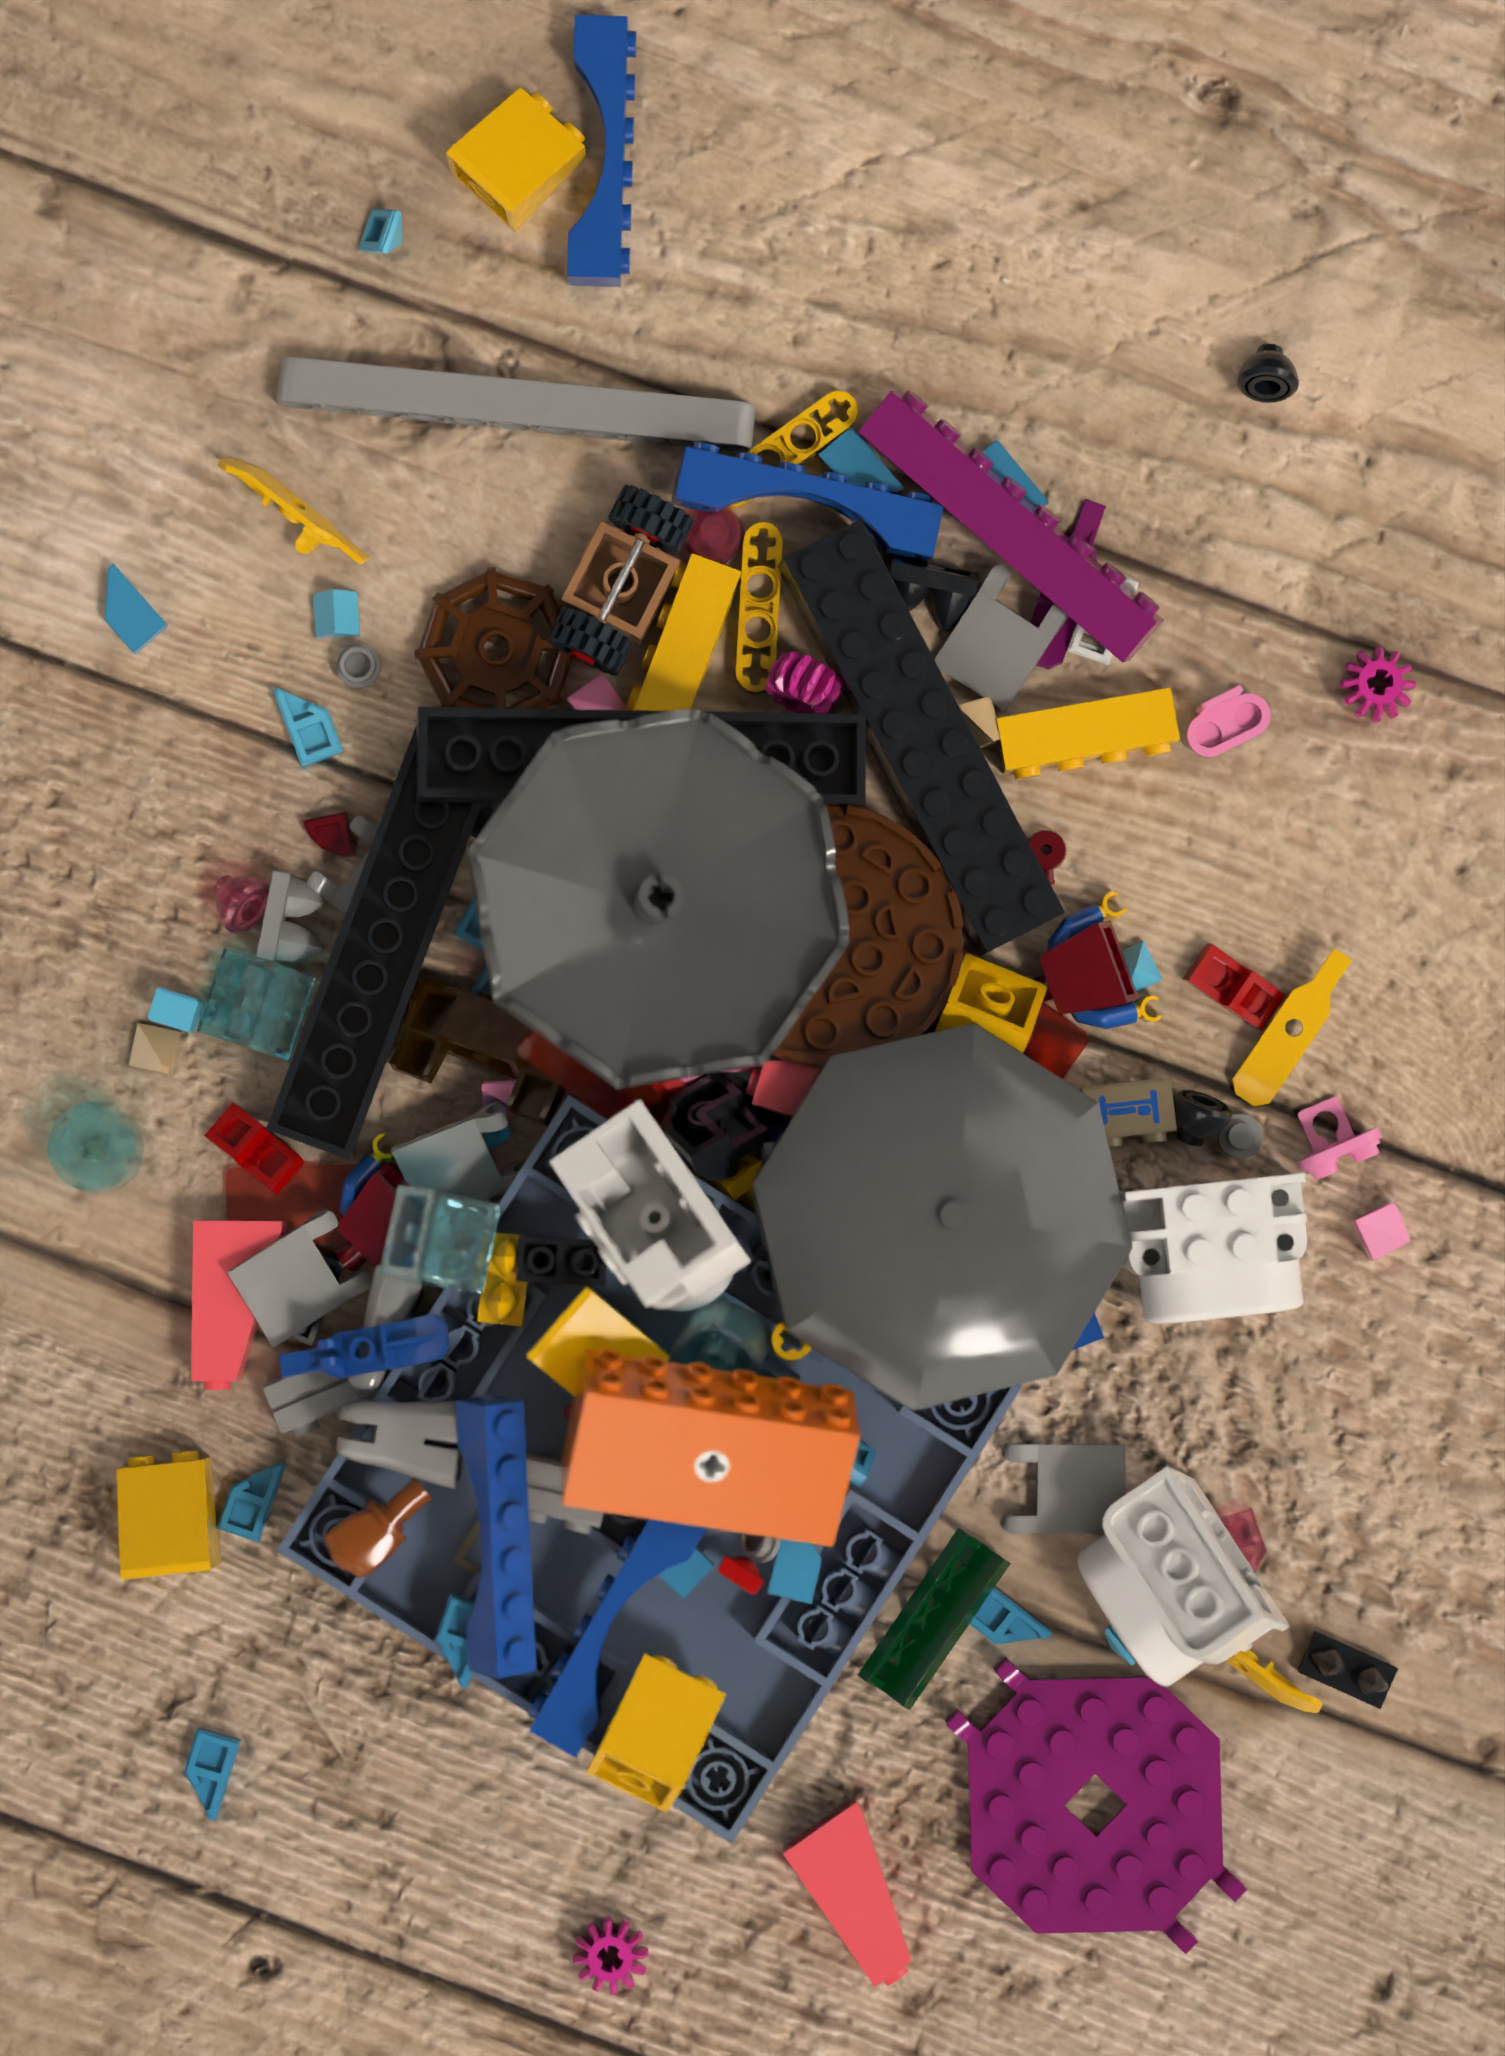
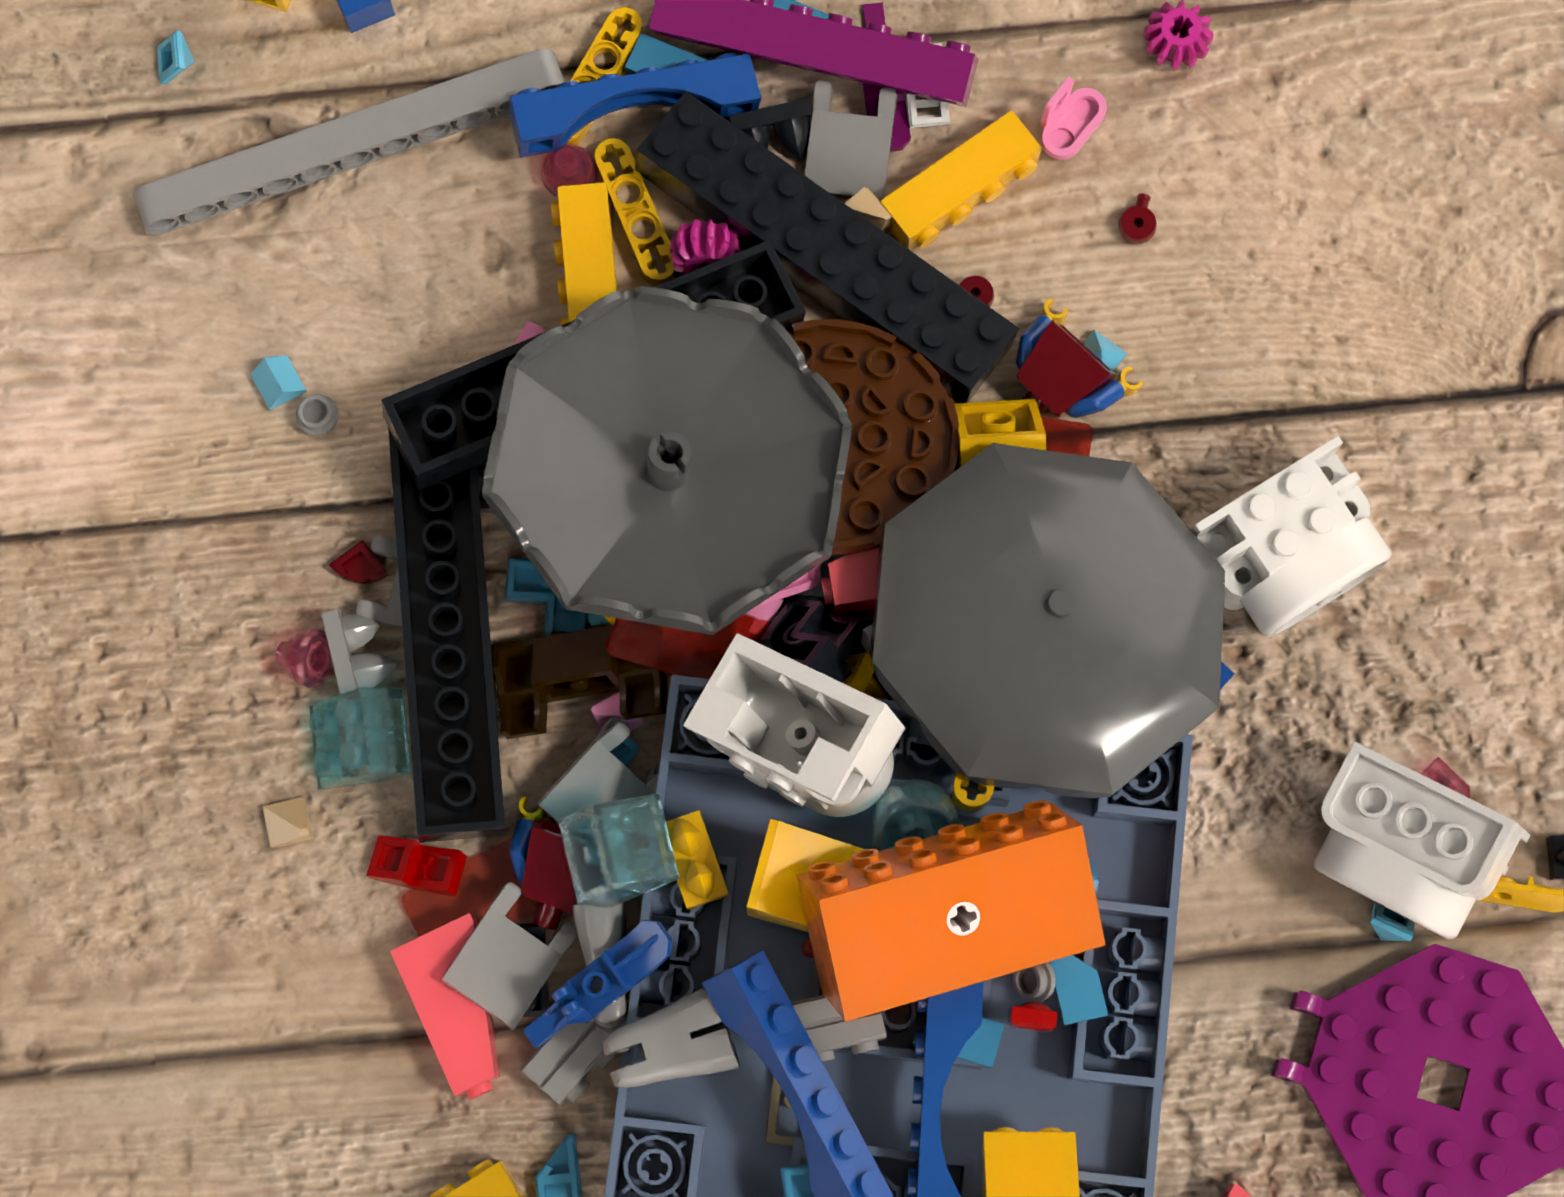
camera: 25 degrees left, 10 degrees down
(70, 1149) = (264, 908): clear light blue brick -> none
(130, 613) = (98, 462): dark azure tile -> none
(175, 1010) = (290, 774): medium azure slope -> none
(309, 728) = (298, 486): medium azure tile -> none
(316, 528) = (227, 319): yellow piece -> none
(374, 1534) = (685, 1143): dark orange piece -> none
(484, 626) = (421, 321): reddish brown plate -> none
(559, 1261) = (734, 817): black slope -> none
(621, 580) = (508, 233): brick -> none
(934, 1618) = (1217, 986): dark green fence -> none
(1006, 1622) = (1273, 959): dark azure tile -> none
(1071, 1486) = (1277, 814): light grey flag -> none
(1135, 1109) = (1169, 462): dark tan brick -> none
(1199, 1116) = (1217, 449): black brick -> none
(1234, 987) = (1188, 332): red slope -> none
(1241, 1136) = (1260, 449): light grey plate -> none
(1247, 847) = (1141, 215): none -> dark red piece
(1278, 1051) = (1256, 364): yellow piece -> none
(1326, 1155) = (1364, 408): bright pink bracket -> none
(1381, 1230) = (1419, 471): bright pink slope -> none

